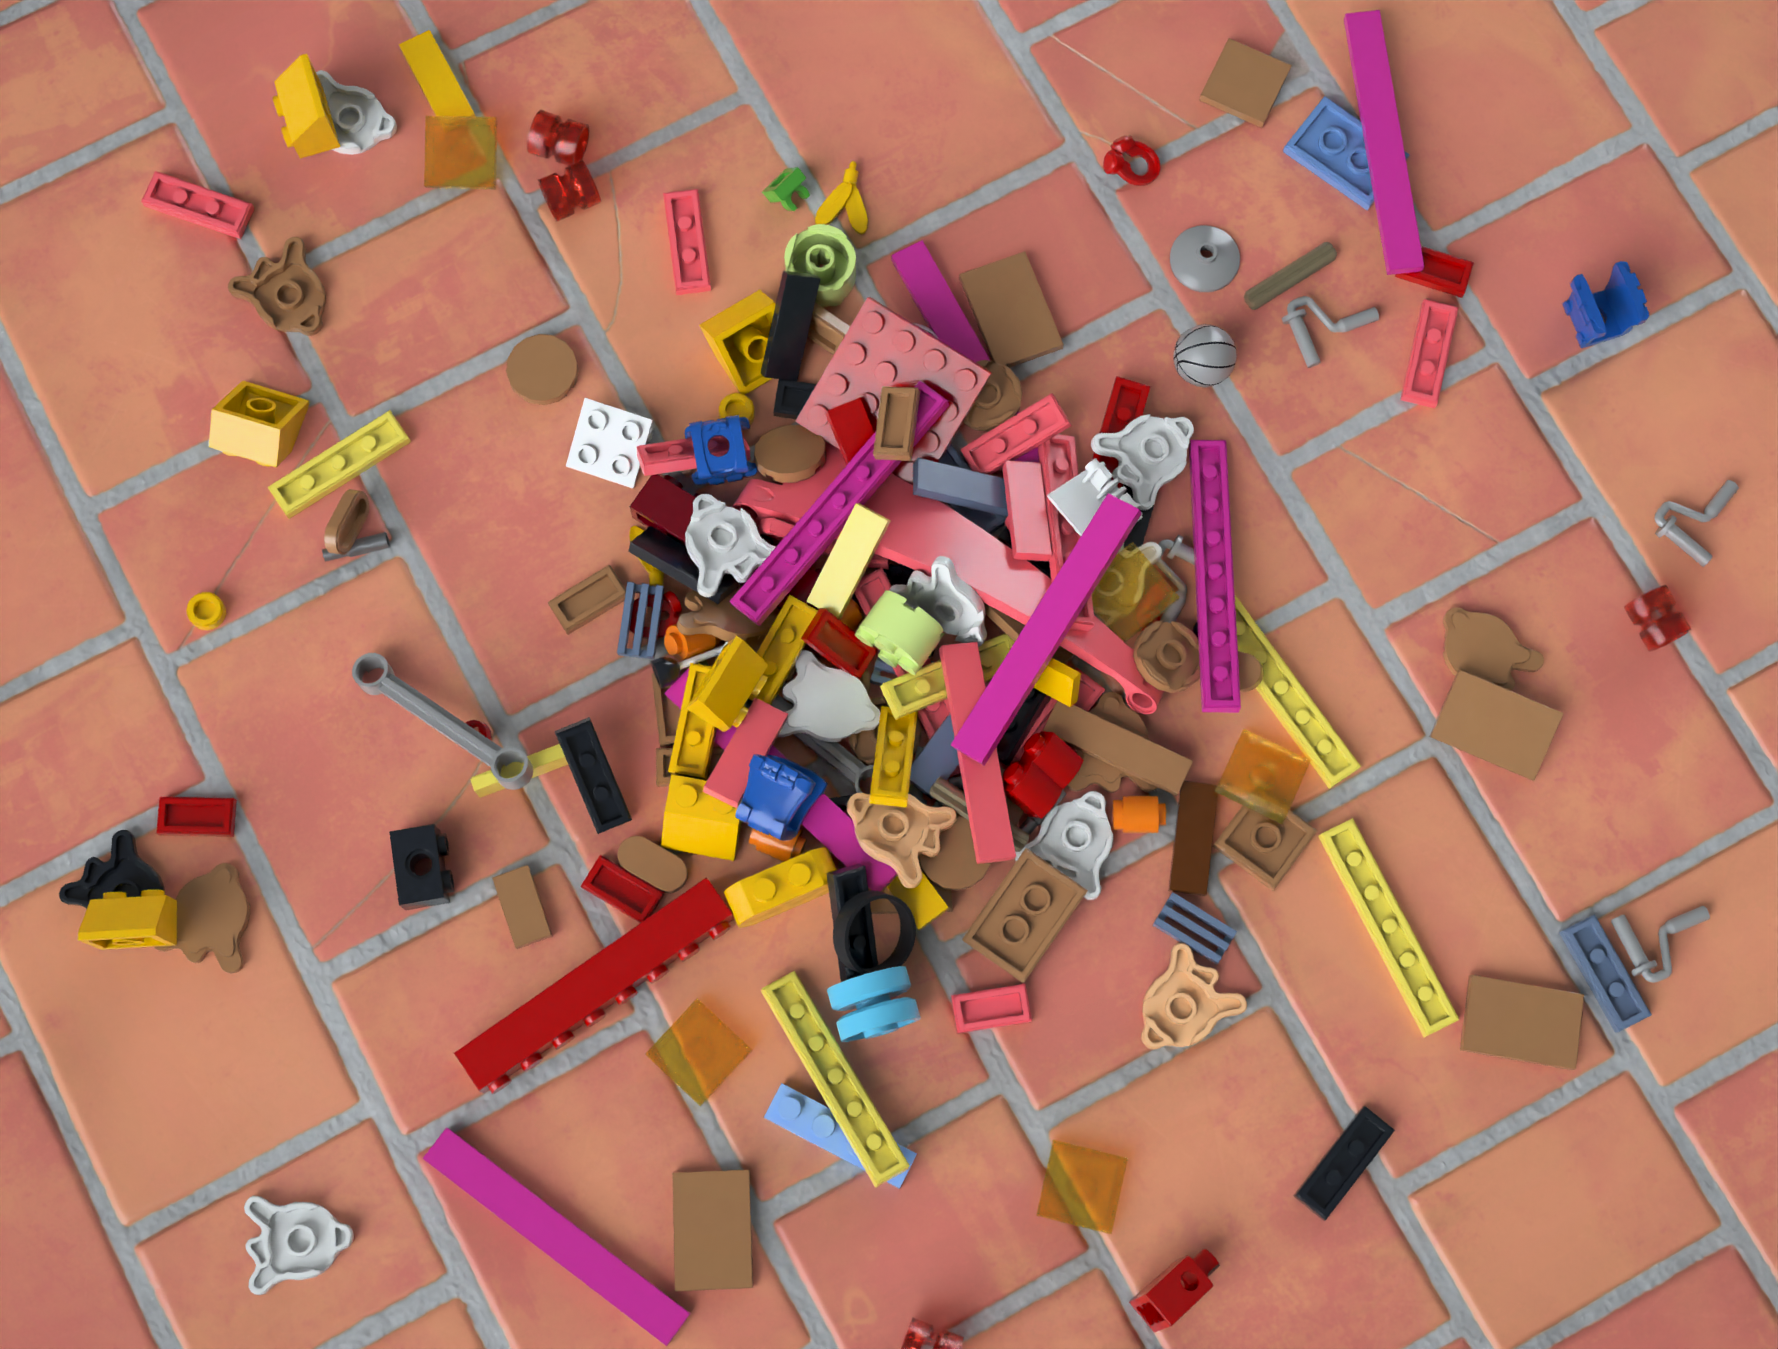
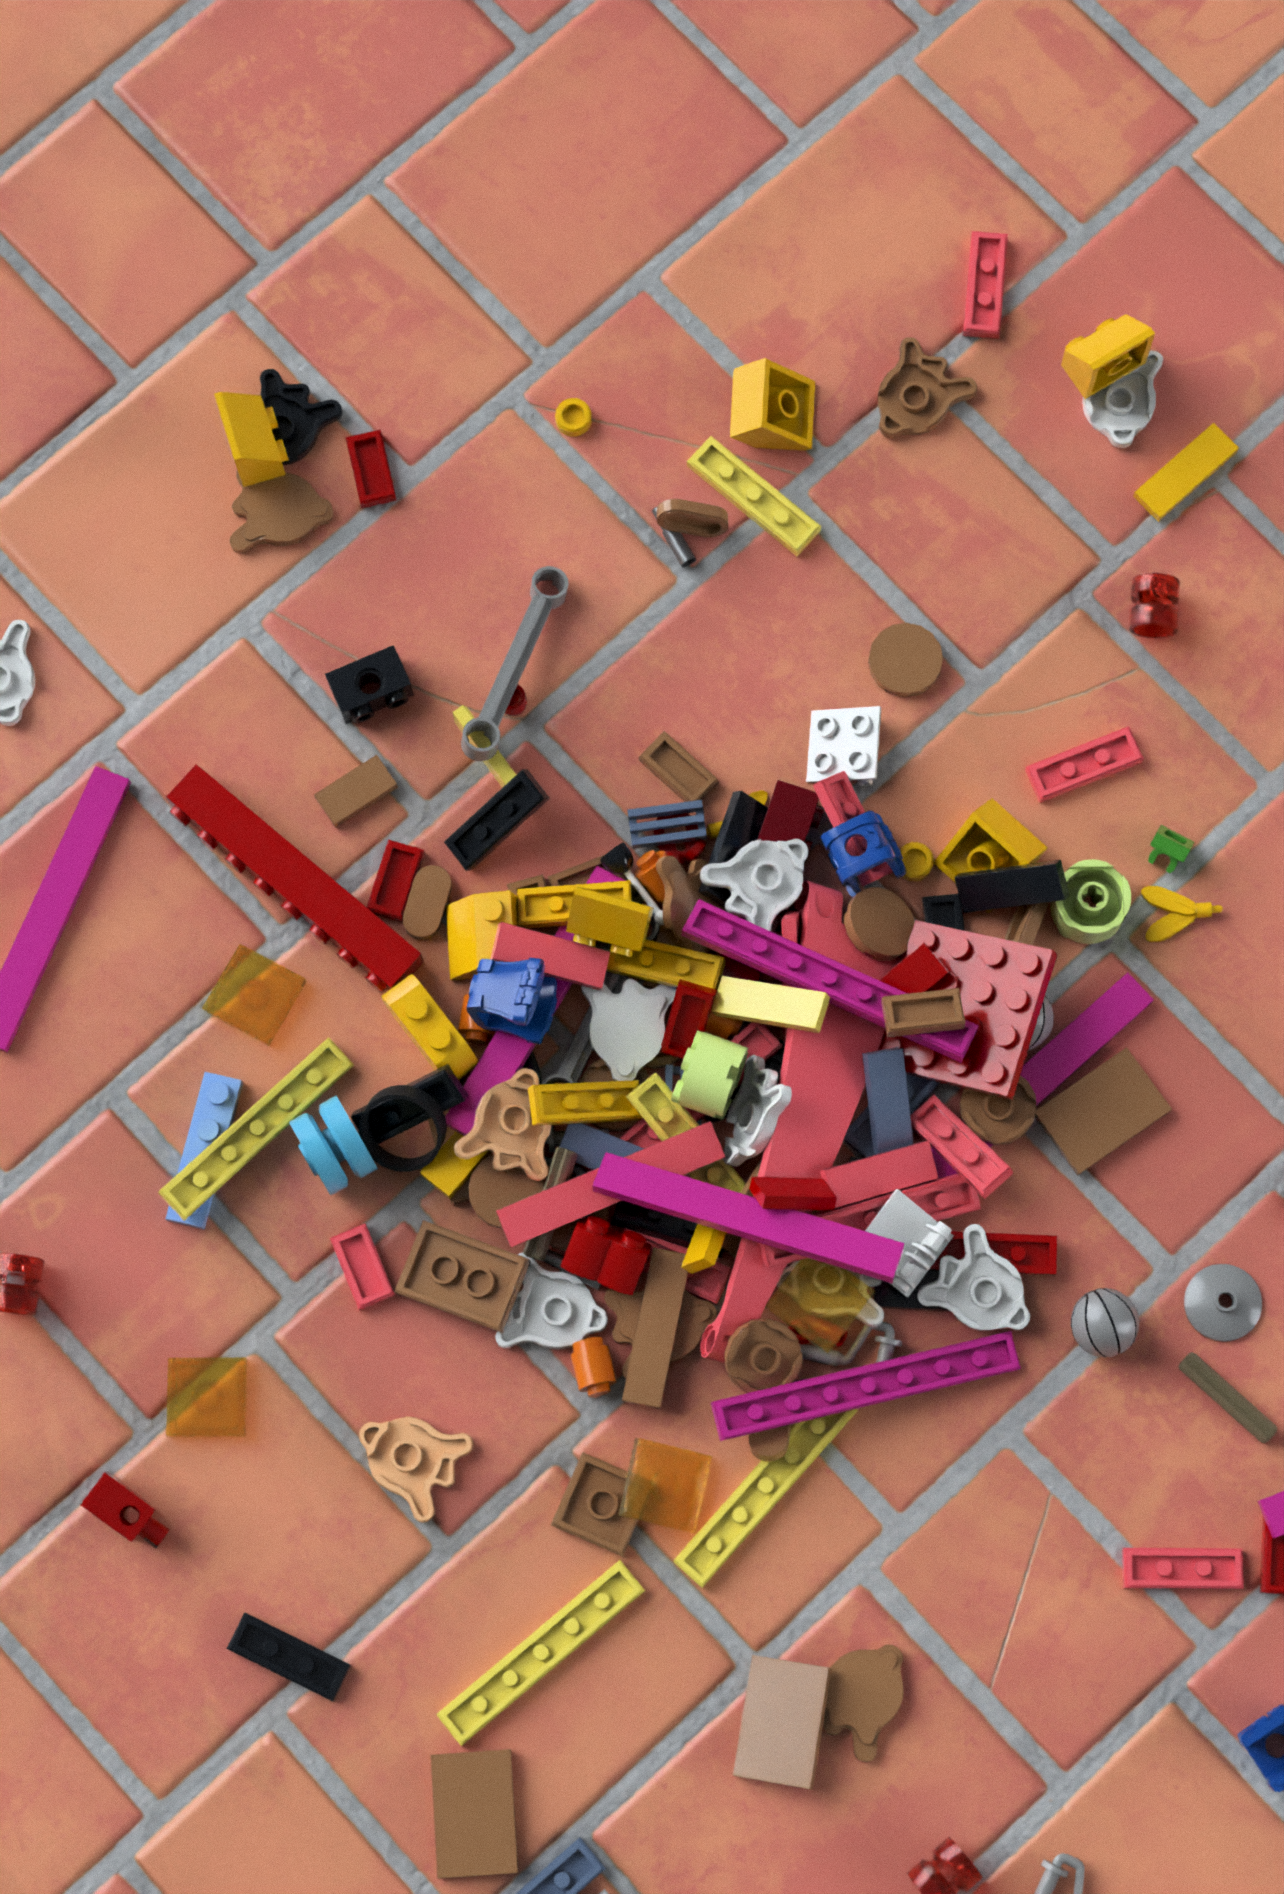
camera: 80 degrees right, 0 degrees up
(460, 152) = (1113, 515): clear yellow tile -> none
(569, 191) = (1100, 632): clear red wheel -> none
(712, 1230) = (88, 1052): medium nougat tile -> none
(1033, 583) = (793, 1193): none -> red tile
(1193, 838) = (583, 1429): reddish brown tile -> none
(1201, 915) = (501, 1419): sand blue tile -> none
(1301, 334) = (1165, 1423): light grey piece -> none

